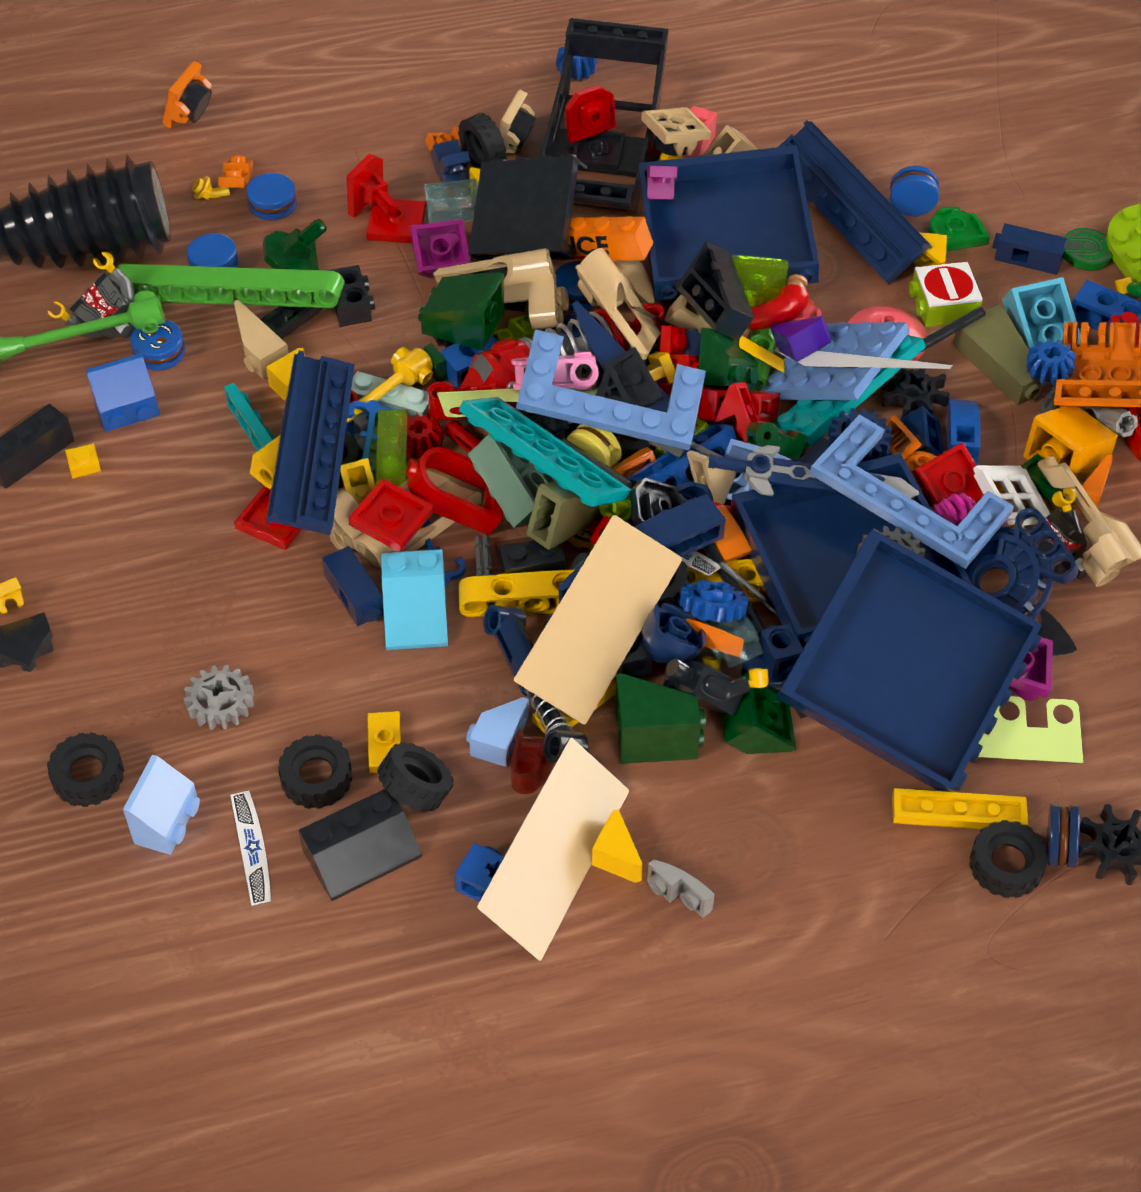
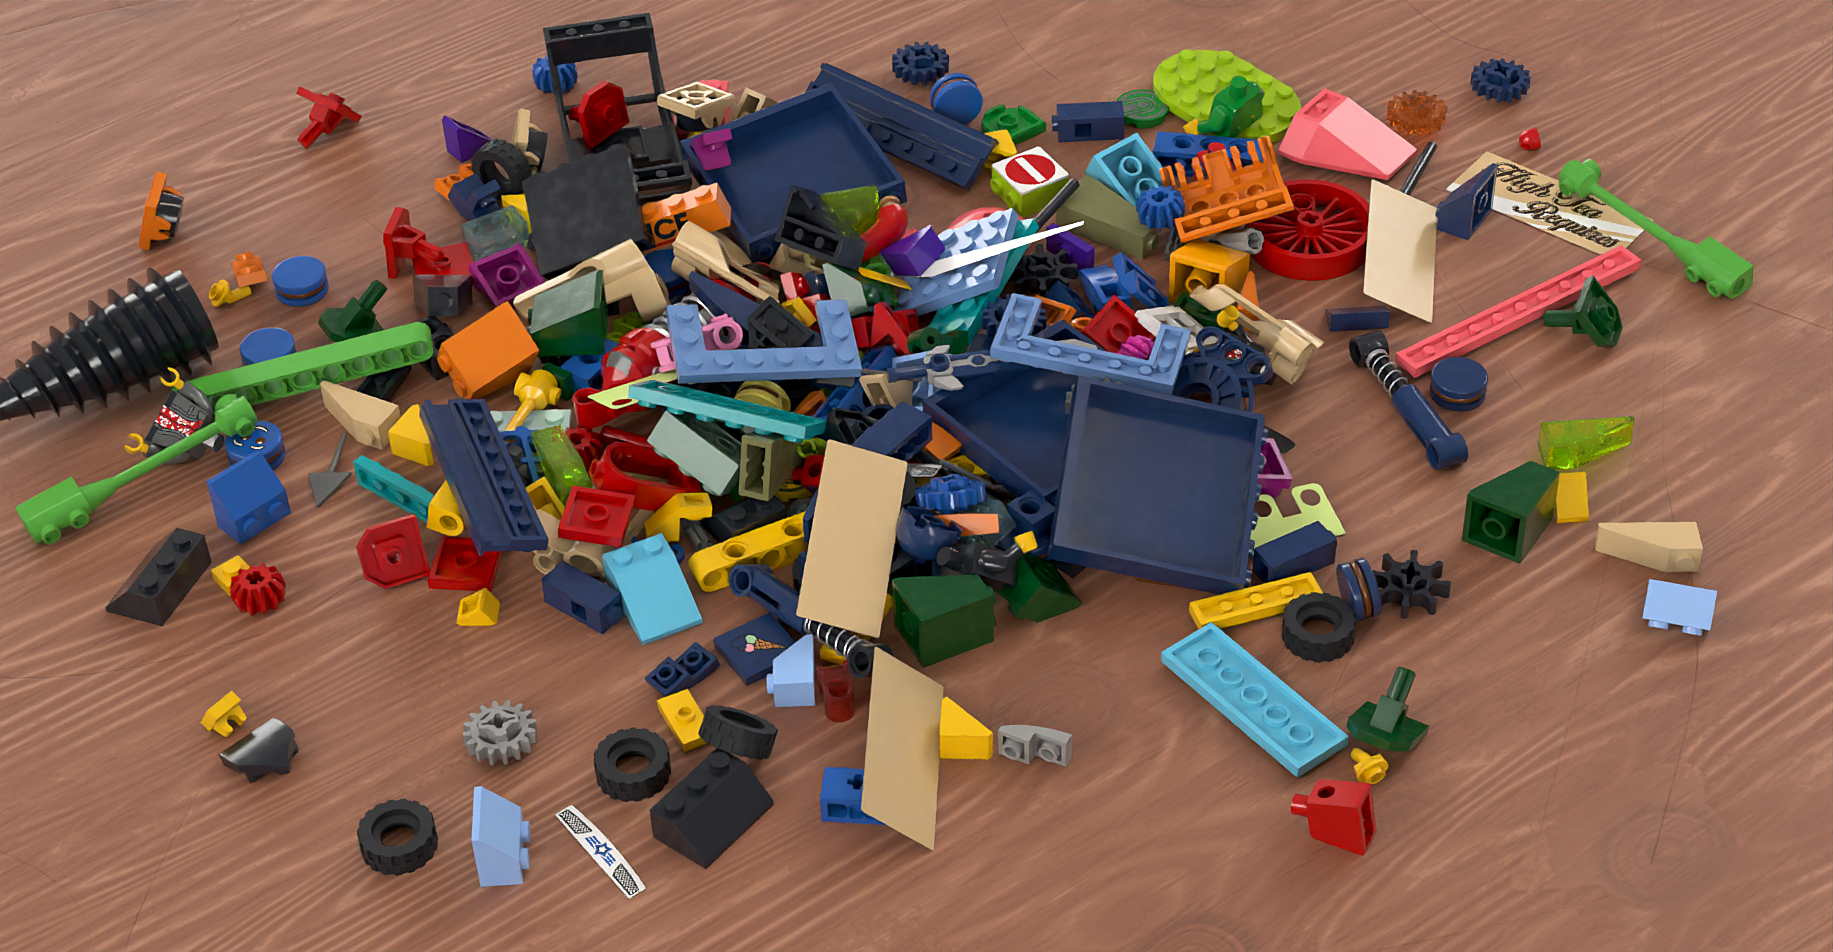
camera: 20 degrees left, 10 degrees down
(92, 482) = (257, 589): none -> red gear
(201, 396) = (327, 483): none -> dark grey piece
(212, 487) = (393, 552): none -> red piece
(264, 565) = (478, 609): none -> yellow slope
(366, 44) = (324, 116): none -> red piece
(379, 248) = (442, 294): none -> black slope
(382, 319) = (488, 353): none -> orange slope
(401, 694) = (684, 672): none -> dark blue slope
(471, 100) = (462, 139): none -> dark purple slope
(479, 688) = (753, 647): none -> dark blue tile
(480, 527) = (682, 505): none -> yellow slope
(901, 143) = (920, 63): none -> dark blue gear
(911, 917) = (1254, 699): none -> medium azure plate
(932, 1078) = (1339, 814): none -> red torso
(956, 378) = (1077, 250): none -> dark purple plate
(988, 1035) = (1369, 769): none -> yellow plate
(997, 434) = (1138, 282): none -> blue slope
(1020, 771) = (1295, 553): none -> dark blue brick
(1025, 992) = (1387, 723): none -> dark green piece

